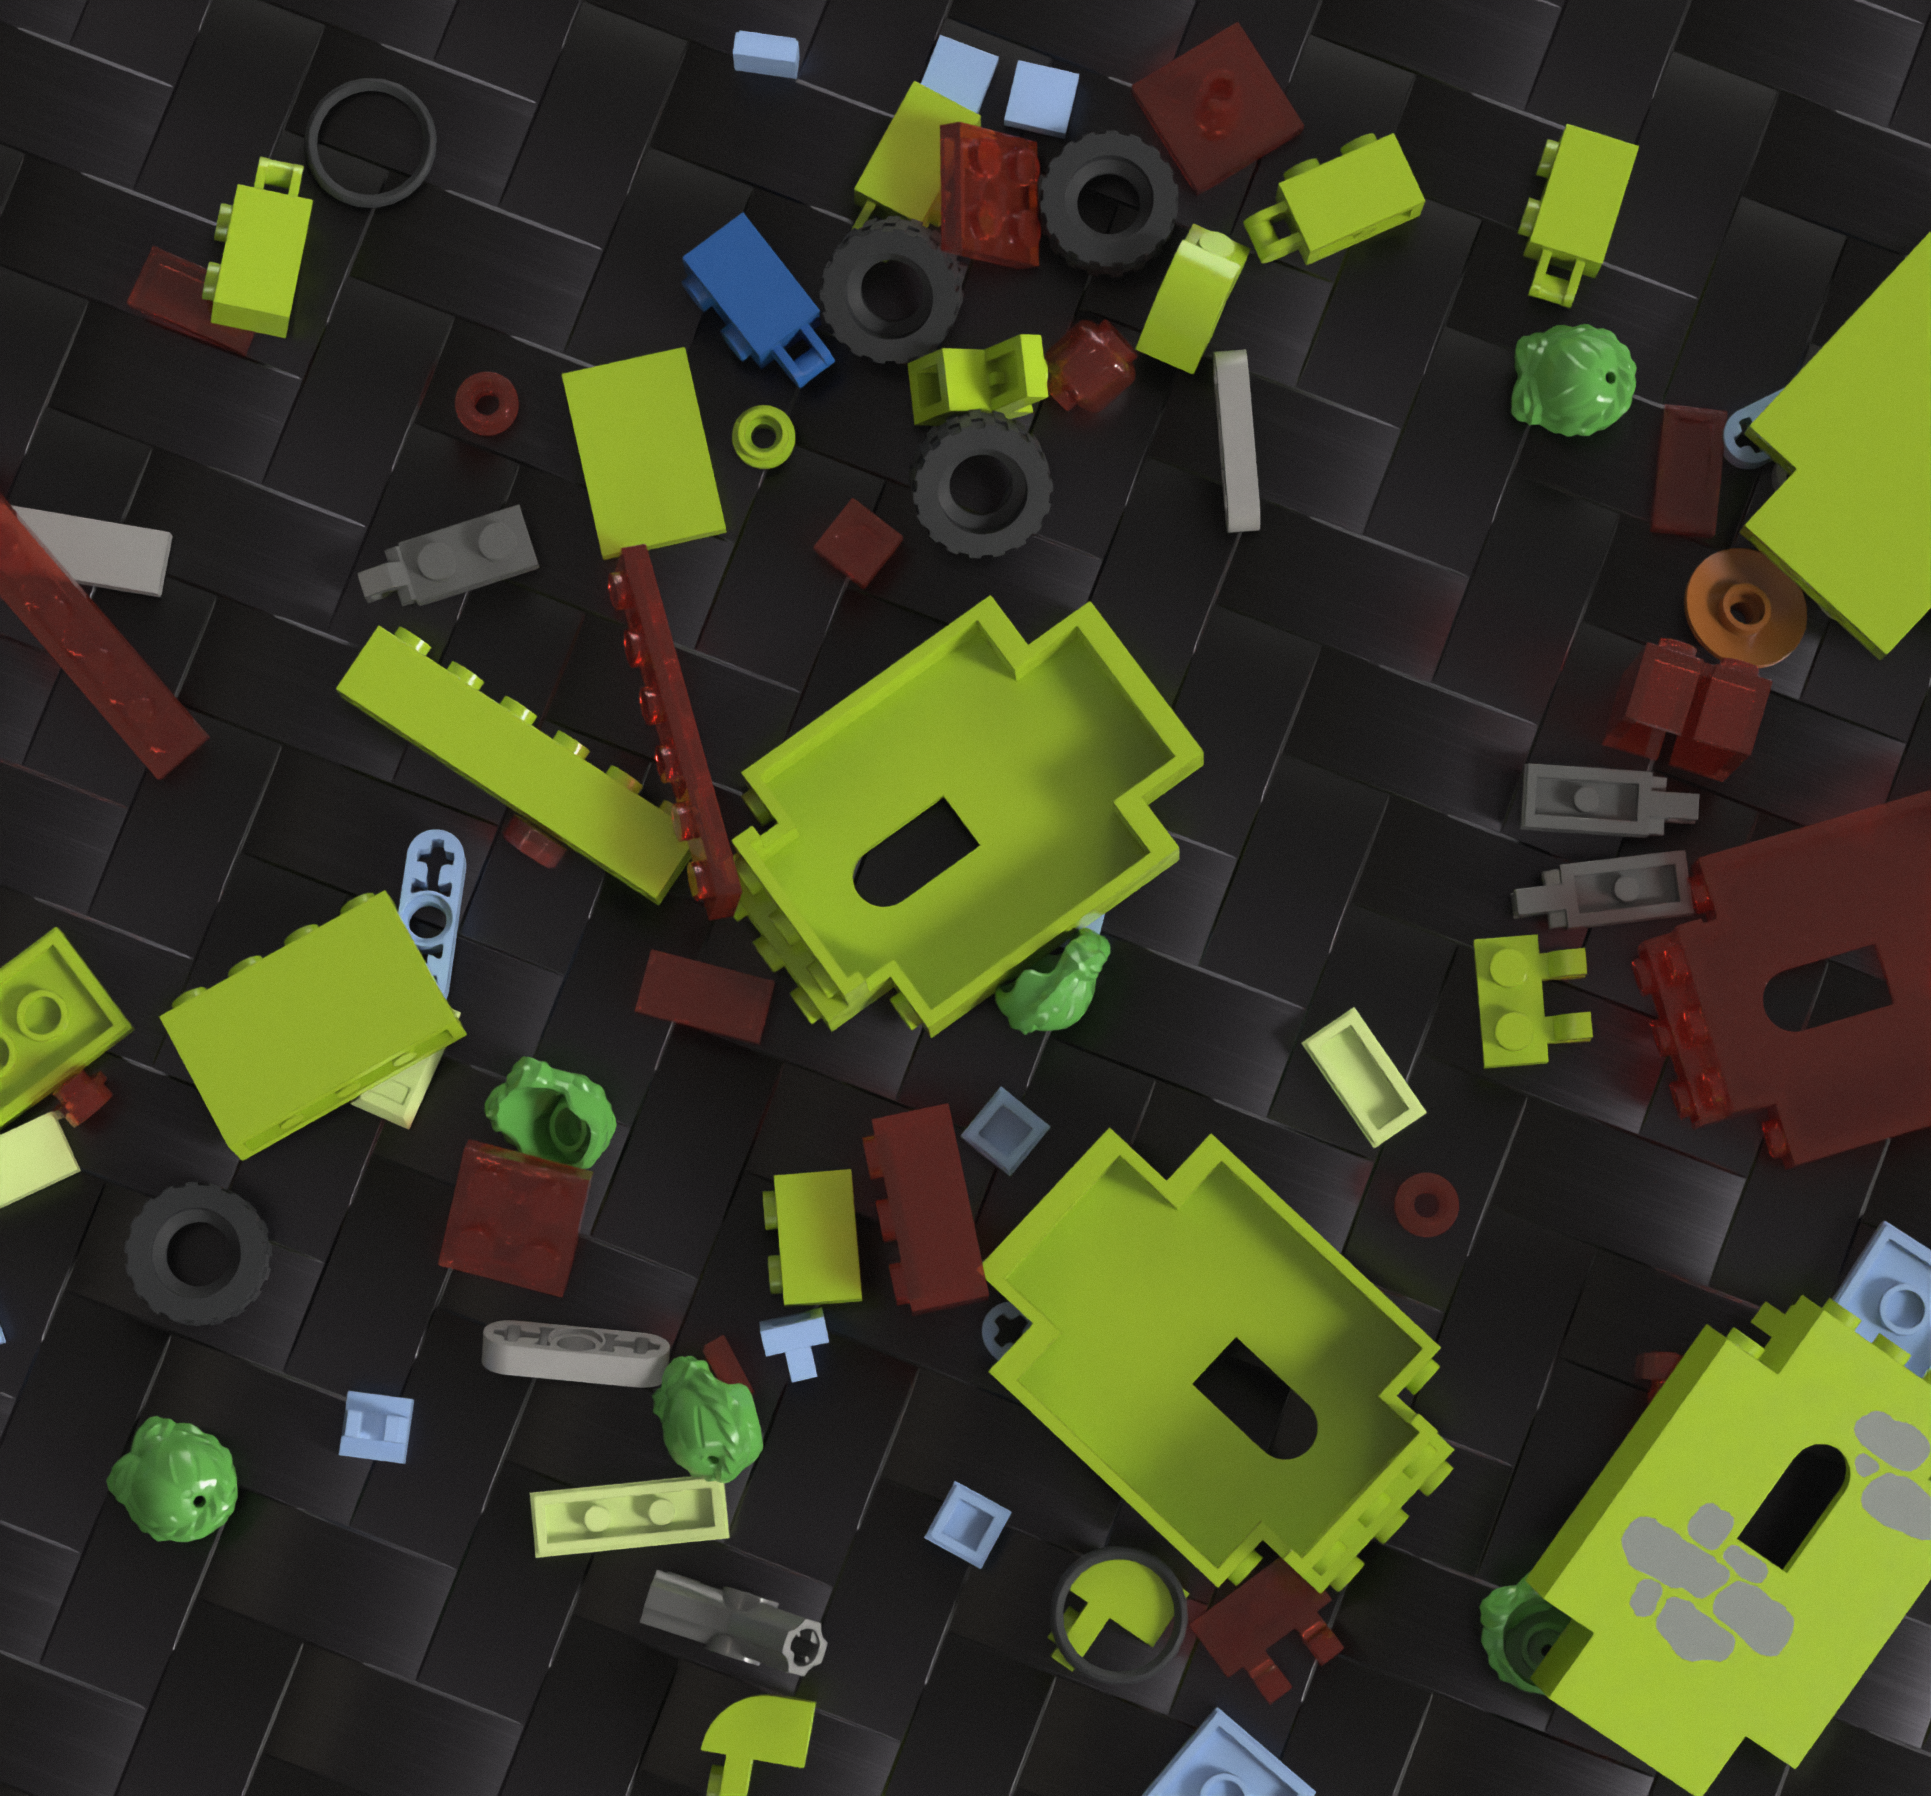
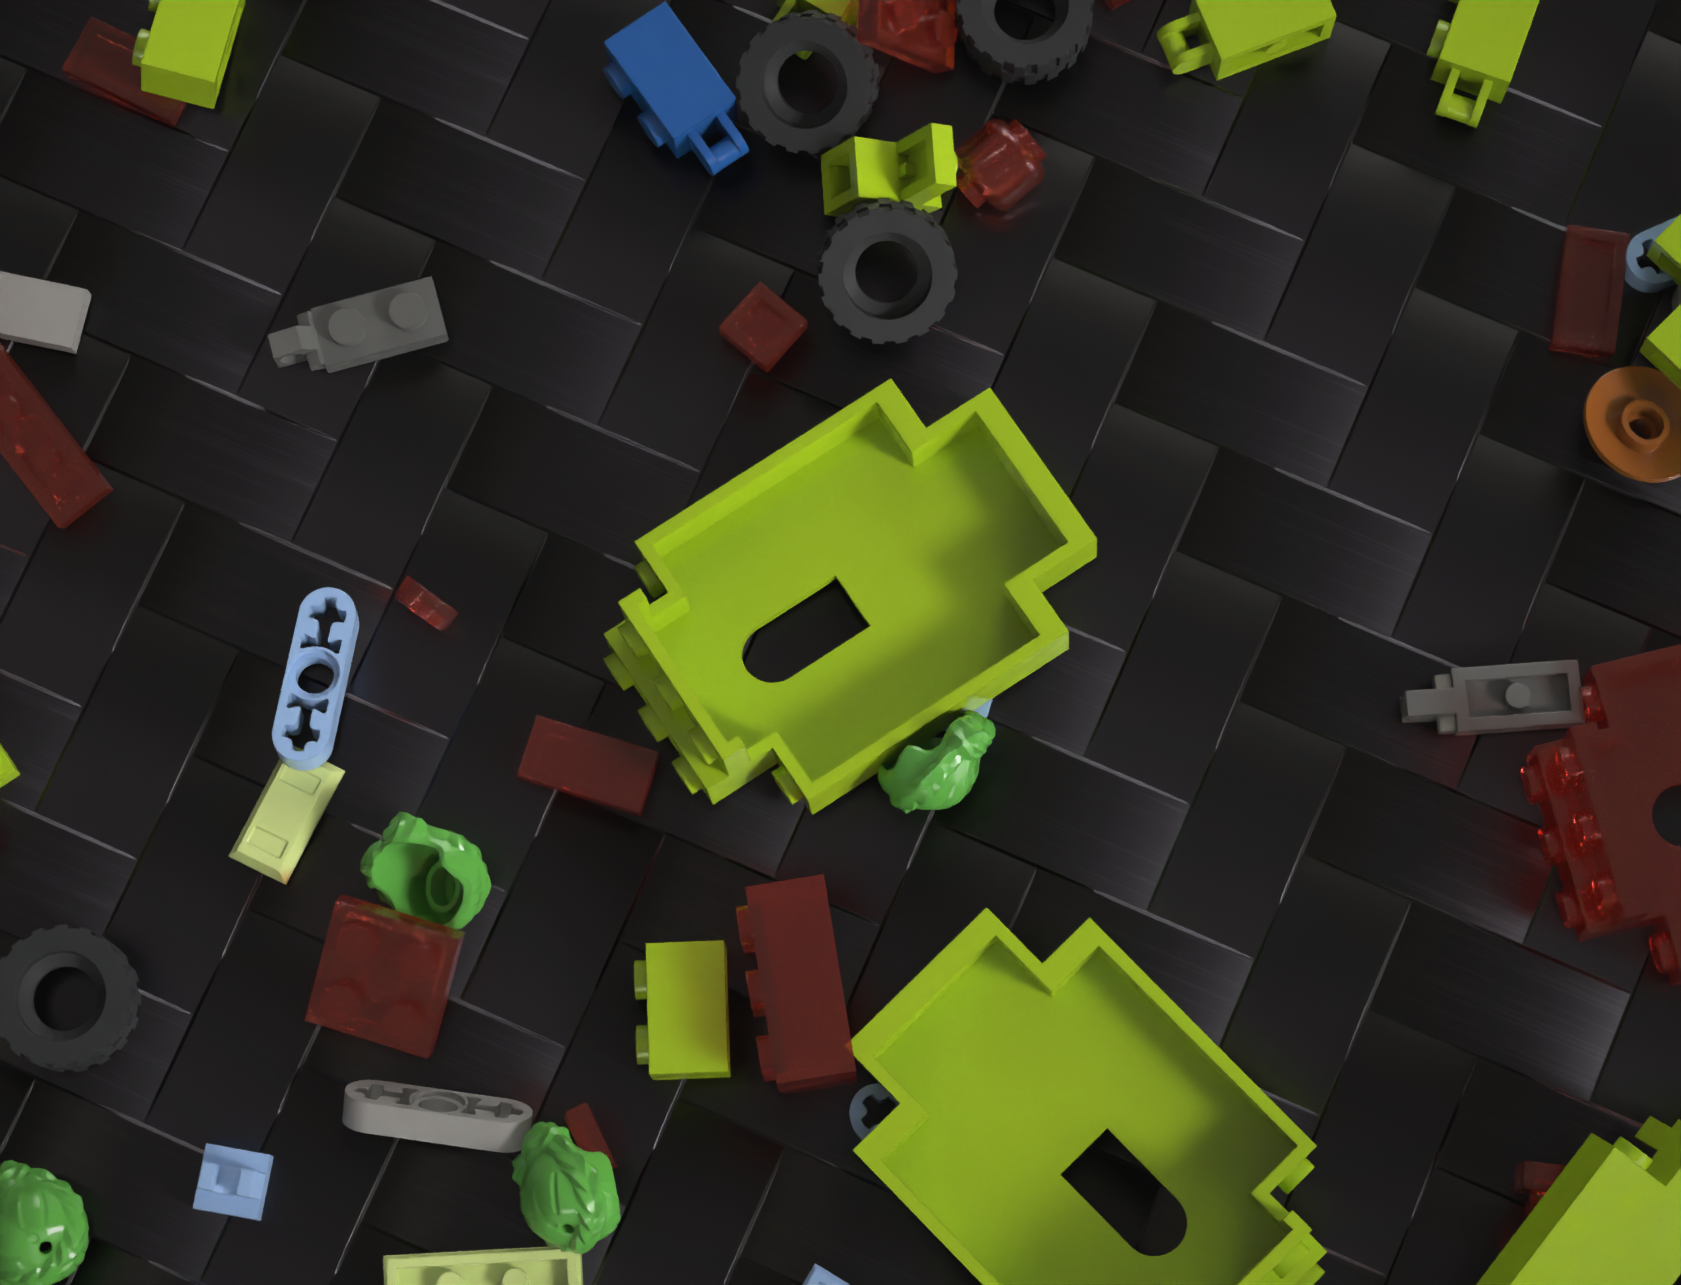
camera: 10 degrees right, 5 degrees down
(311, 1024) = (191, 774): lime panel -> none
(486, 384) = (400, 163): clear red plate -> none
(517, 762) = (417, 527): lime brick -> none
(644, 452) = (557, 233): lime tile -> none
(680, 755) = (574, 520): clear red plate -> none
(758, 418) = (673, 204): lime plate -> none
(795, 1336) = (659, 1109): light blue tile -> none
(1005, 1132) = (882, 913): light blue tile -> none
(1192, 298) = (1102, 103): lime brick -> none
(1236, 441) = (1141, 242): light grey beam -> none
(1363, 1077) = (1246, 874): yellowish green tile -> none
(1443, 1193) = (1319, 990): clear red plate -> none
(1513, 1004) = (1399, 806): lime plate -> none
(1565, 379) = (1477, 196): bright green hair -> none
(1601, 801) = (1494, 609): dark grey hinge -> none
(1706, 705) = (1607, 504): clear red piece -> none

